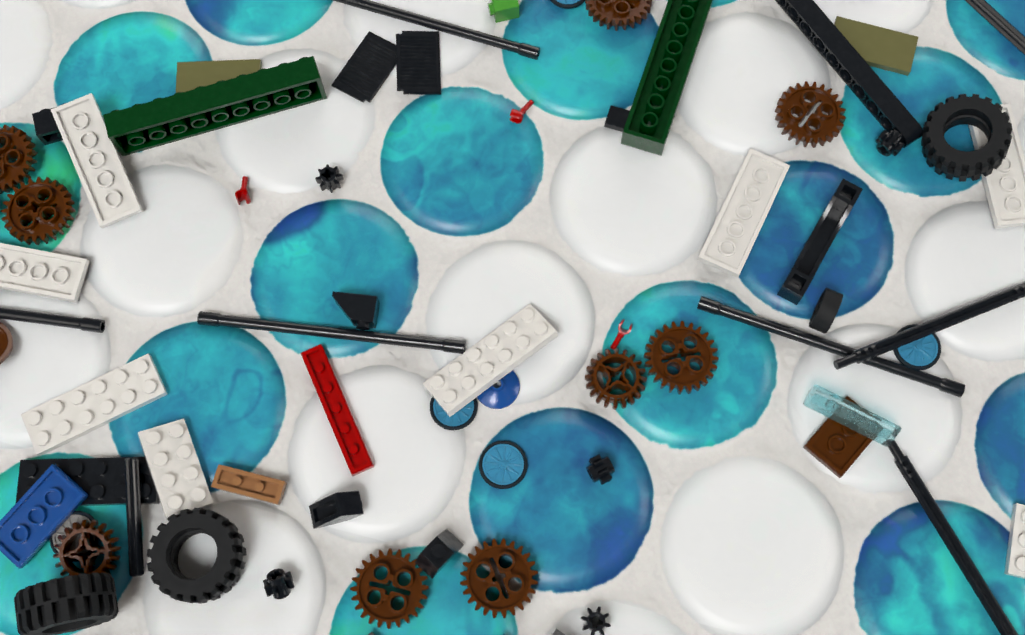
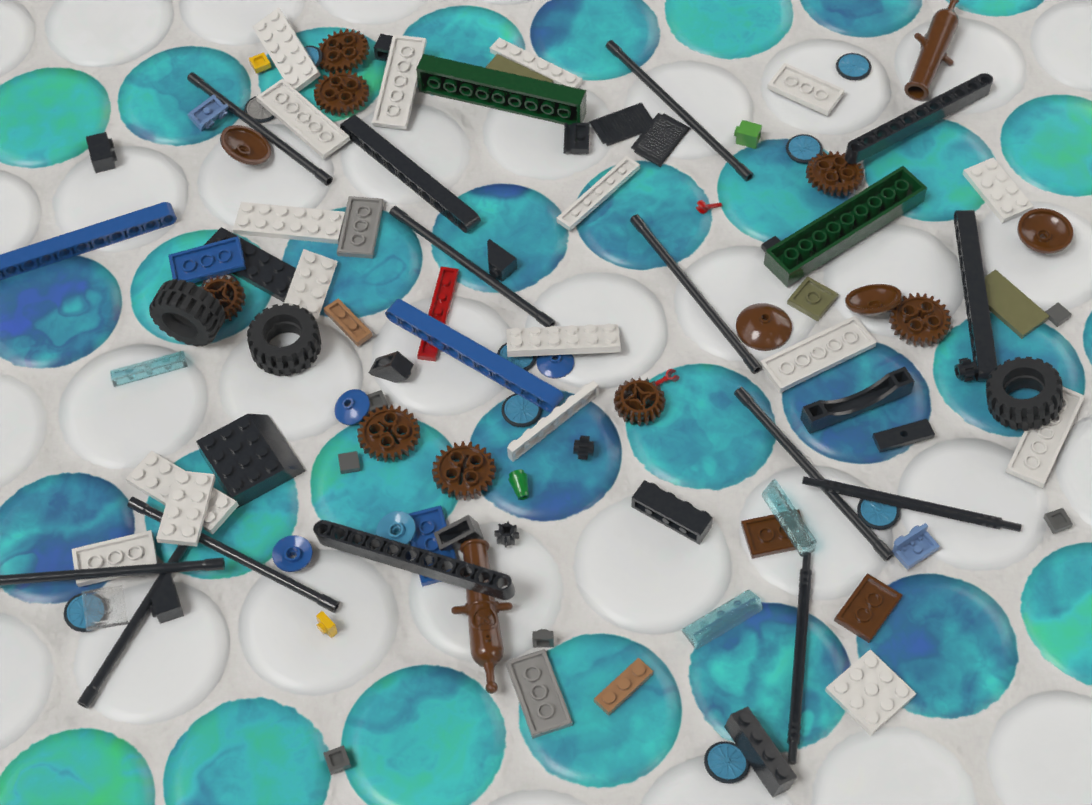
camera: 35 degrees right, 15 degrees down
(133, 515) = (263, 296): black axle -> none
(178, 360) = (360, 227): none -> light grey tile
(185, 262) = (411, 174): none -> black beam
(227, 50) = (535, 63): none -> white plate
(242, 194) = (476, 154): red hand -> none
(278, 583) = (321, 387): black gear -> none
(326, 173) = (542, 174): black gear -> none
(333, 113) = (576, 138): none -> black plate
(336, 578) = (358, 408): none -> blue dish
(348, 560) = (377, 400): none -> dark grey plate
(402, 165) = (598, 193): none -> white plate
(412, 438) = (474, 355): none -> blue beam
(438, 553) = (435, 429): black slope -> none
(543, 468) = (552, 421): none -> white plate
(565, 553) = (519, 483): none -> green cone
(669, 225) = (760, 333): none -> reddish brown dish
(675, 339) = (696, 415): reddish brown gear -> none
(681, 259) = (748, 358): none -> black piece
(694, 153) = (812, 298): none -> olive tile
(735, 482) = (672, 512): none -> black brick
(757, 120) = (873, 299): none -> reddish brown dish
(826, 310) = (824, 443): black tyre -> none
(861, 564) = (723, 619): none -> clear light blue slope
(890, 243) = (903, 435): none -> black tile
(923, 29) = (1058, 314): none -> dark grey tile
(979, 366) = (914, 546): none -> medium blue bracket
(981, 458) = (868, 608): none -> reddish brown tile

